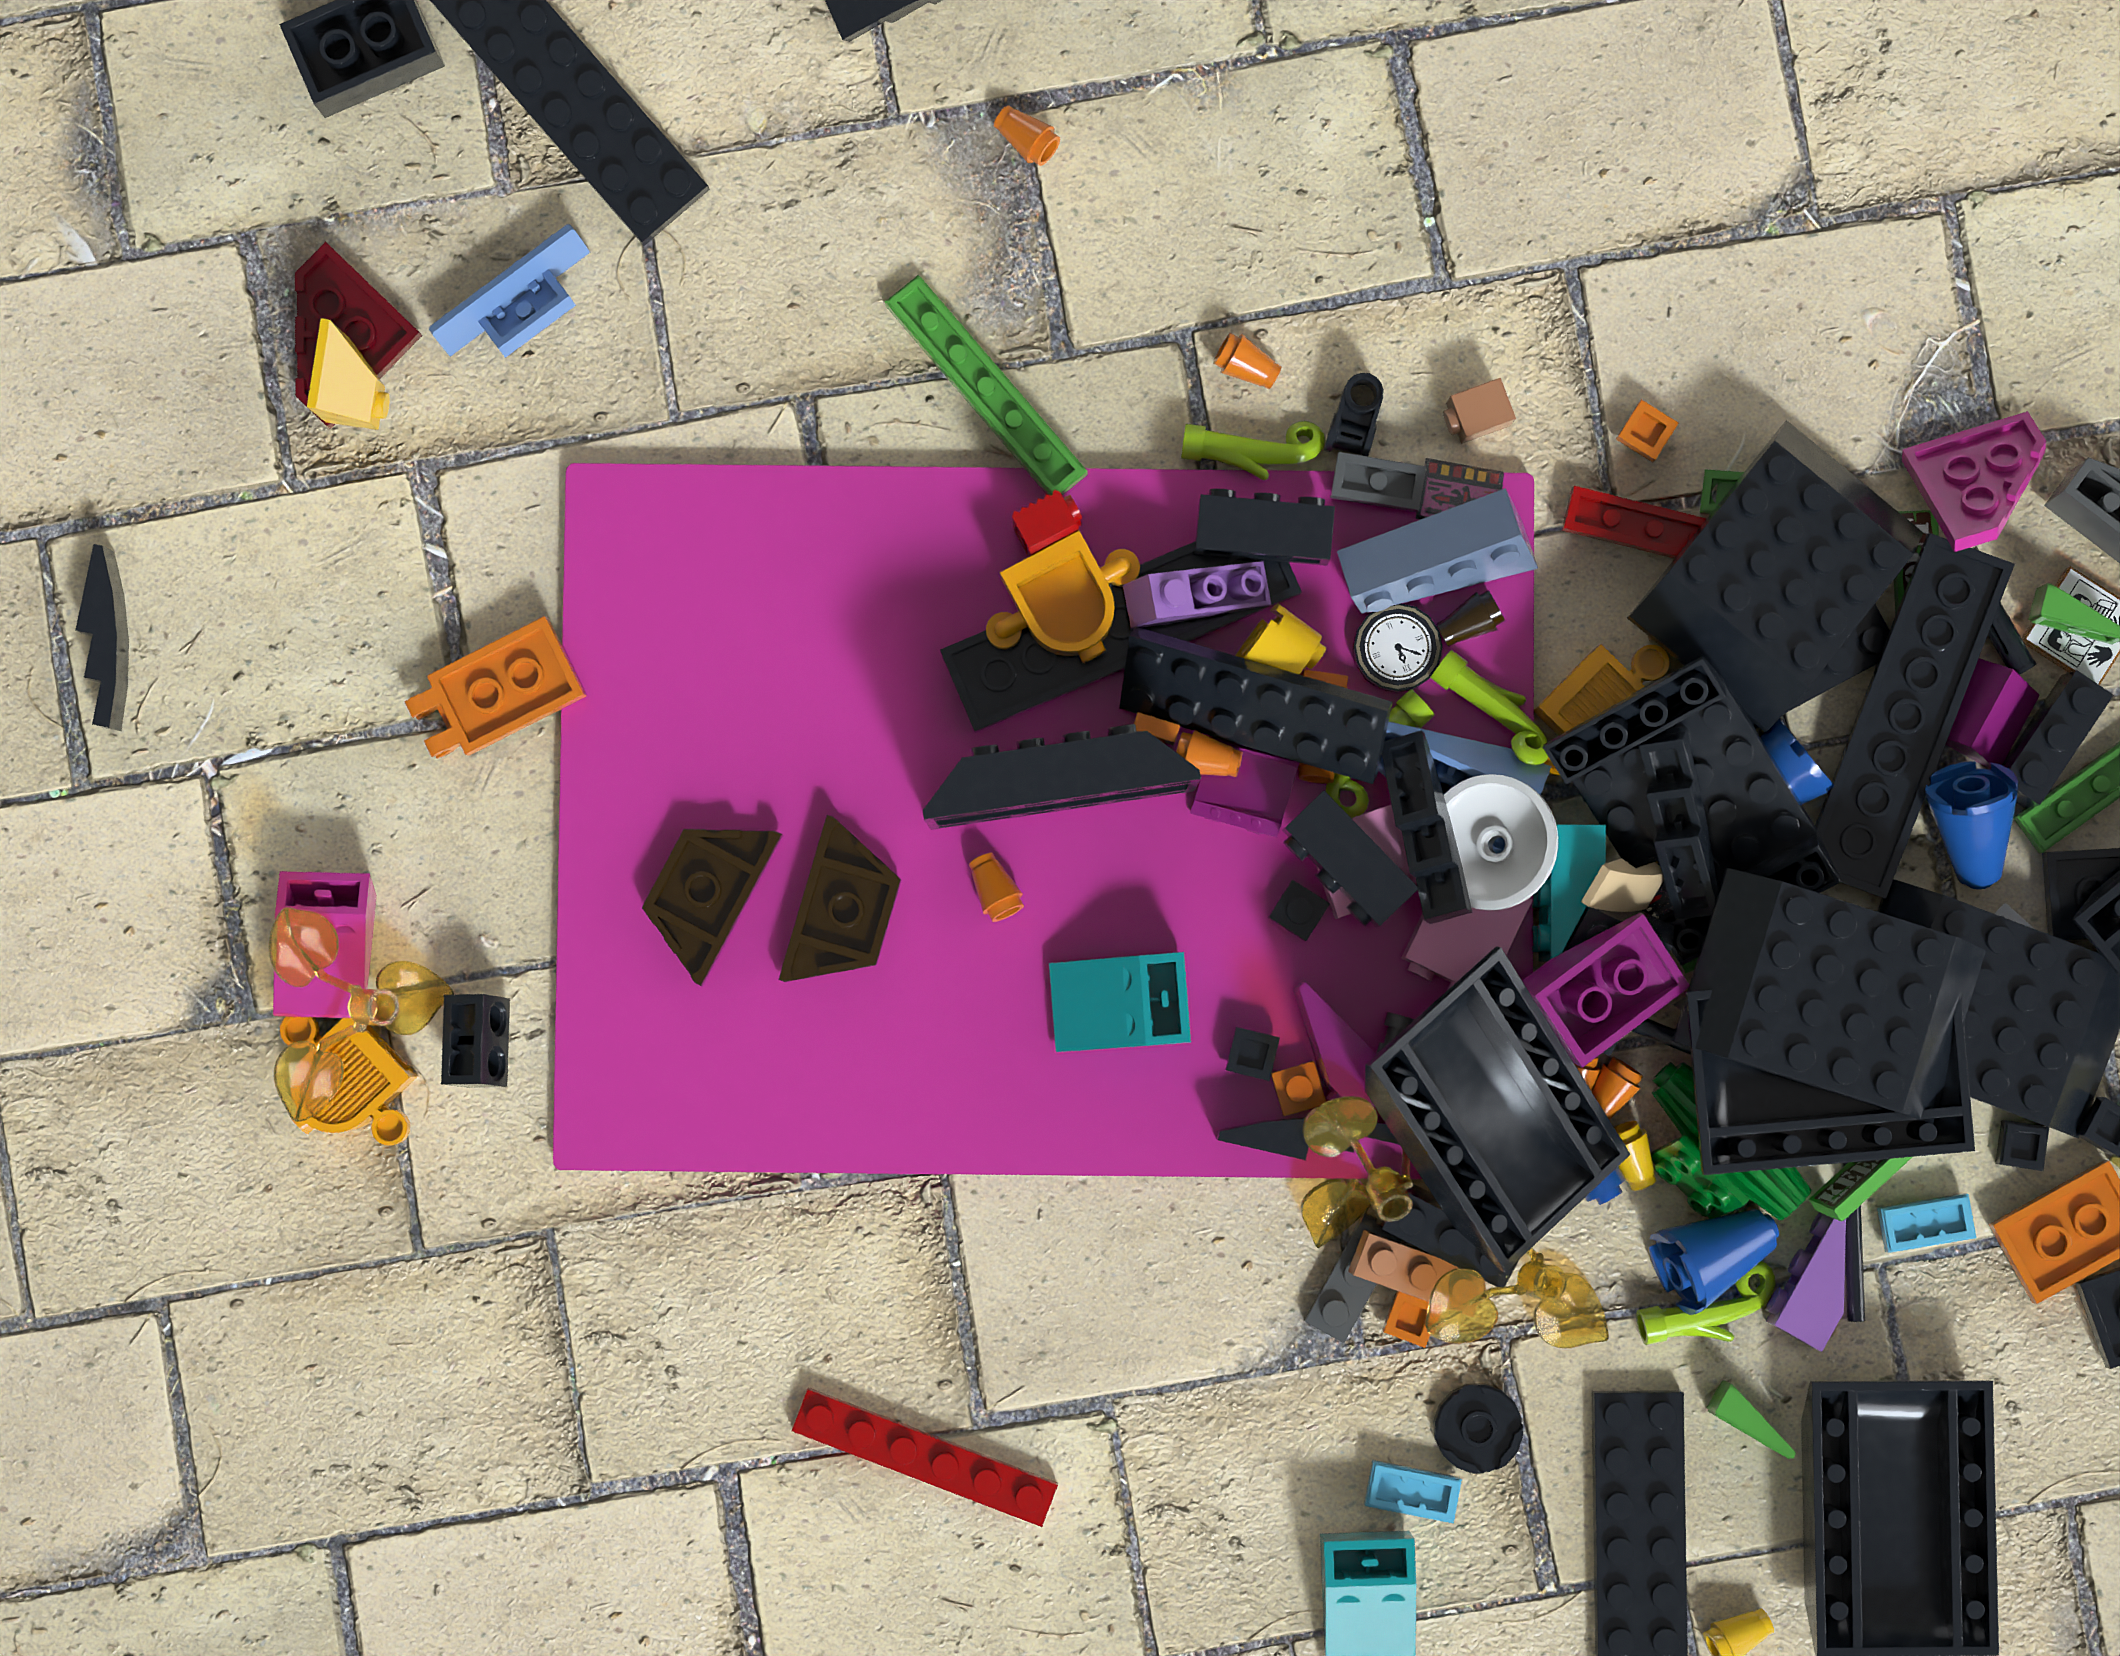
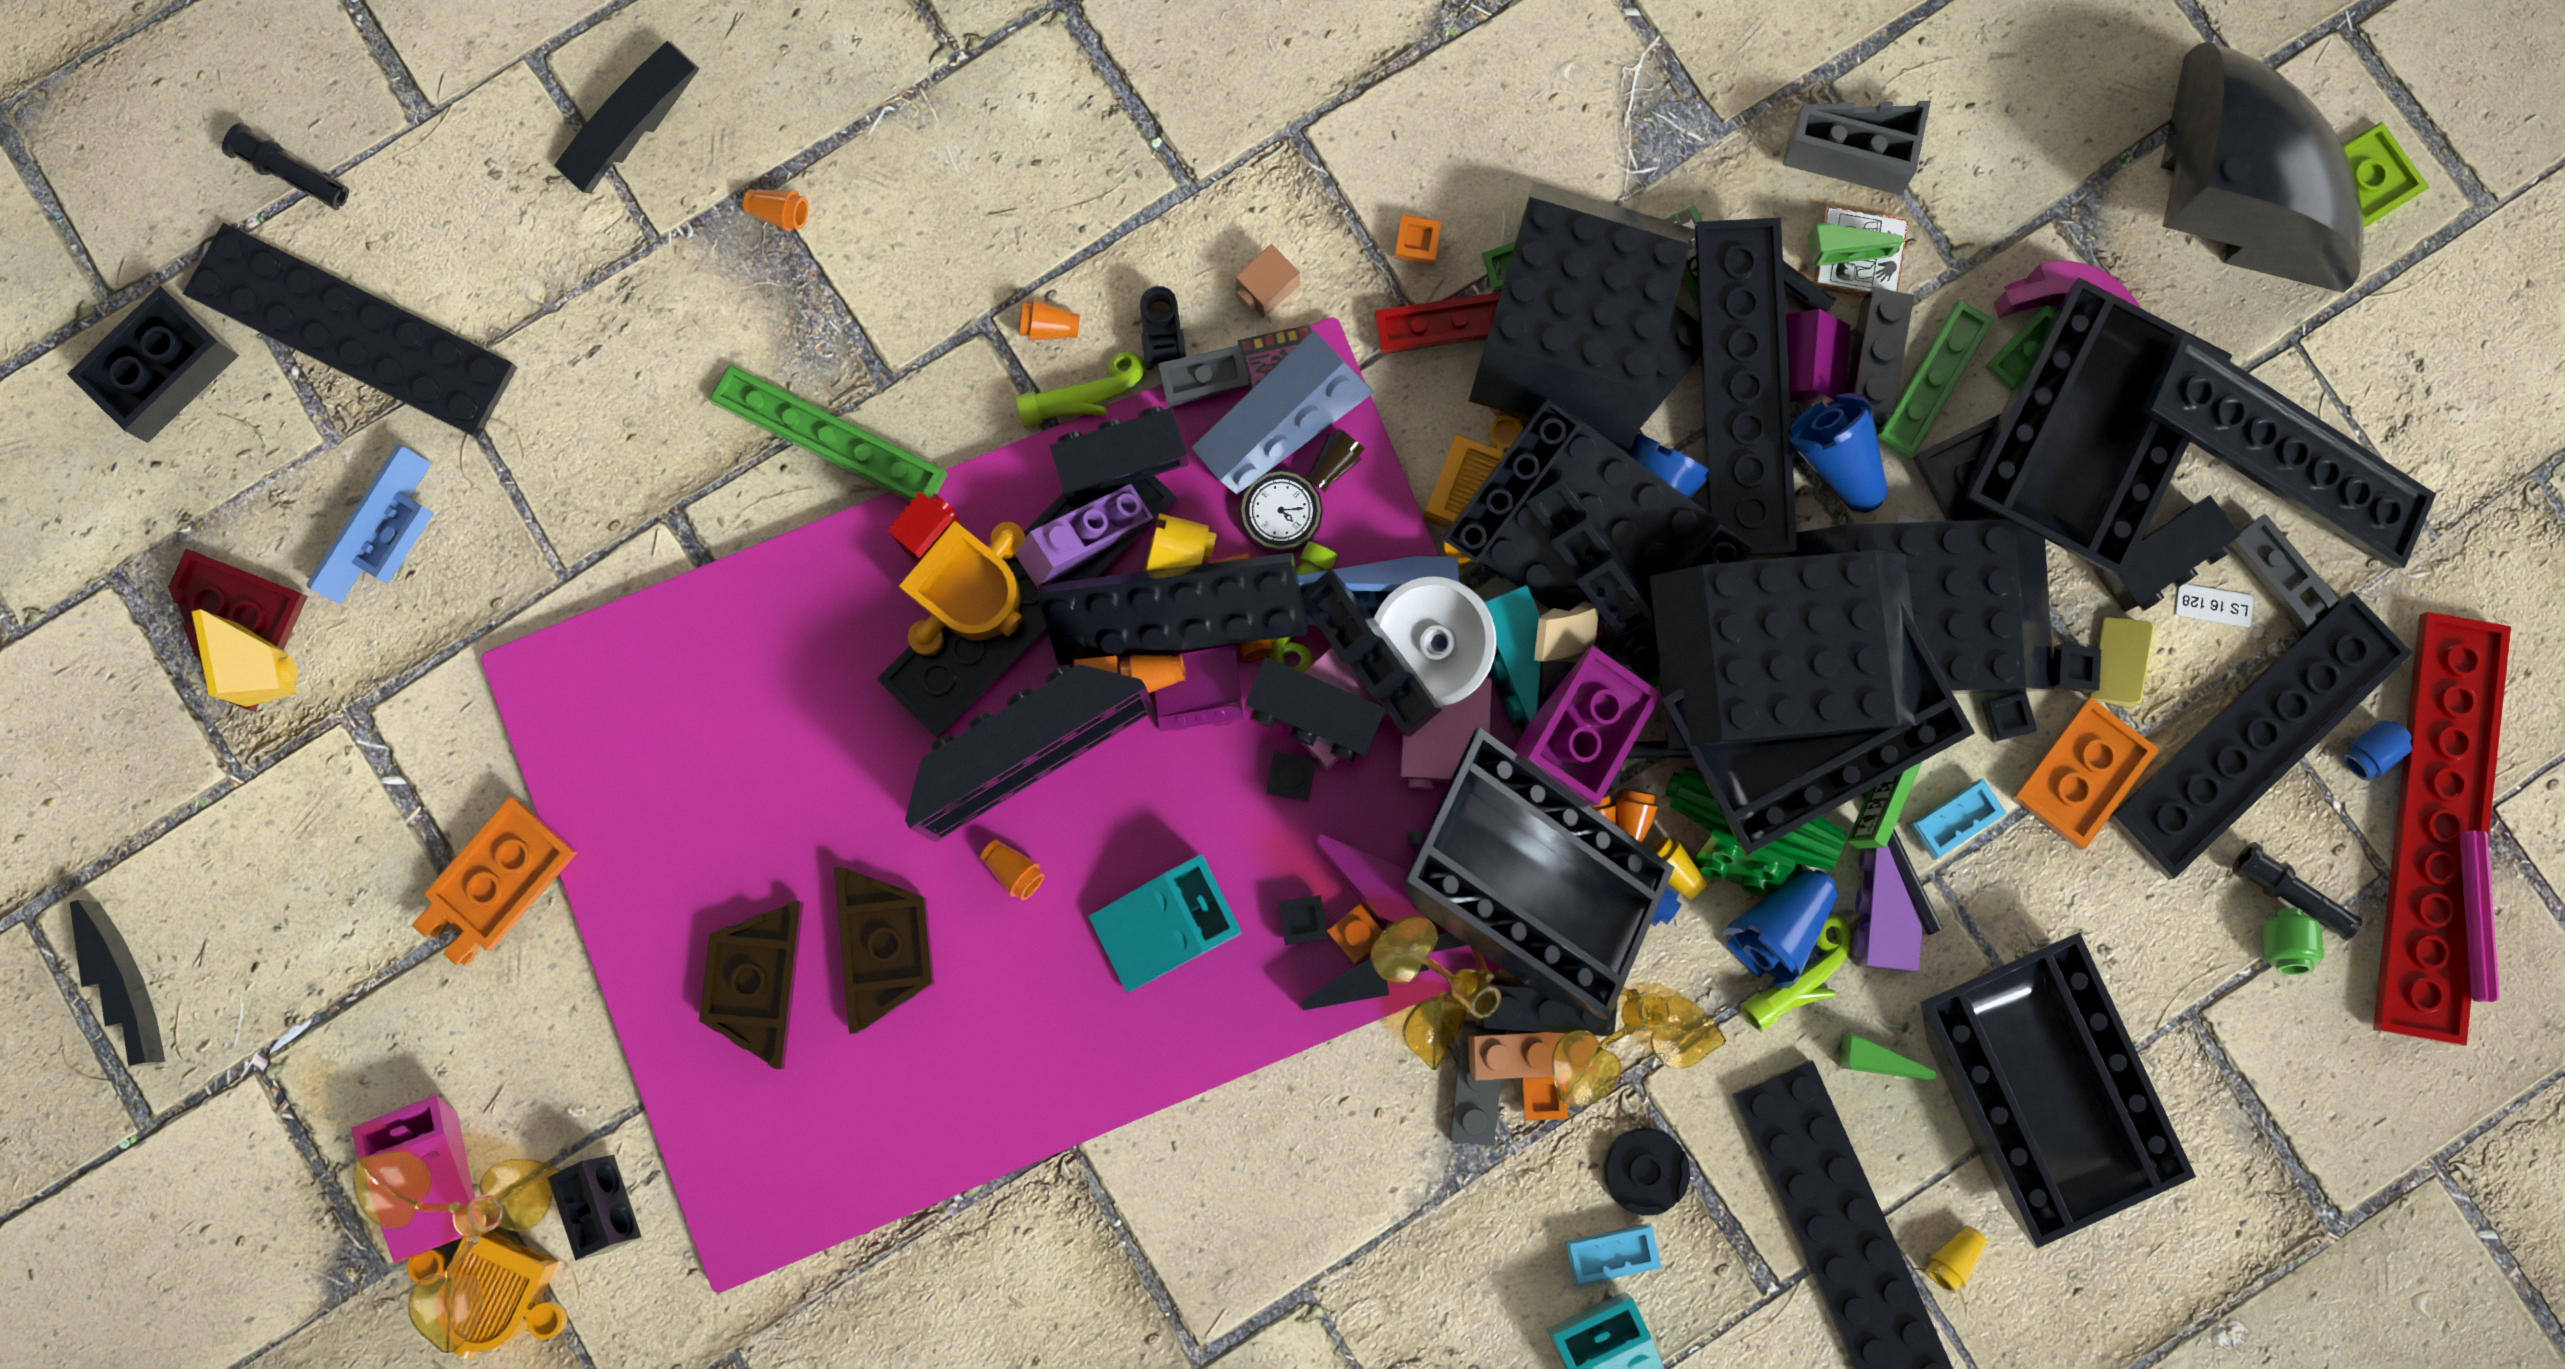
camera: 25 degrees left, 5 degrees down
(1495, 702) = (1387, 522): lime plant -> none
(1976, 476) = (1714, 161): dark pink plate -> none

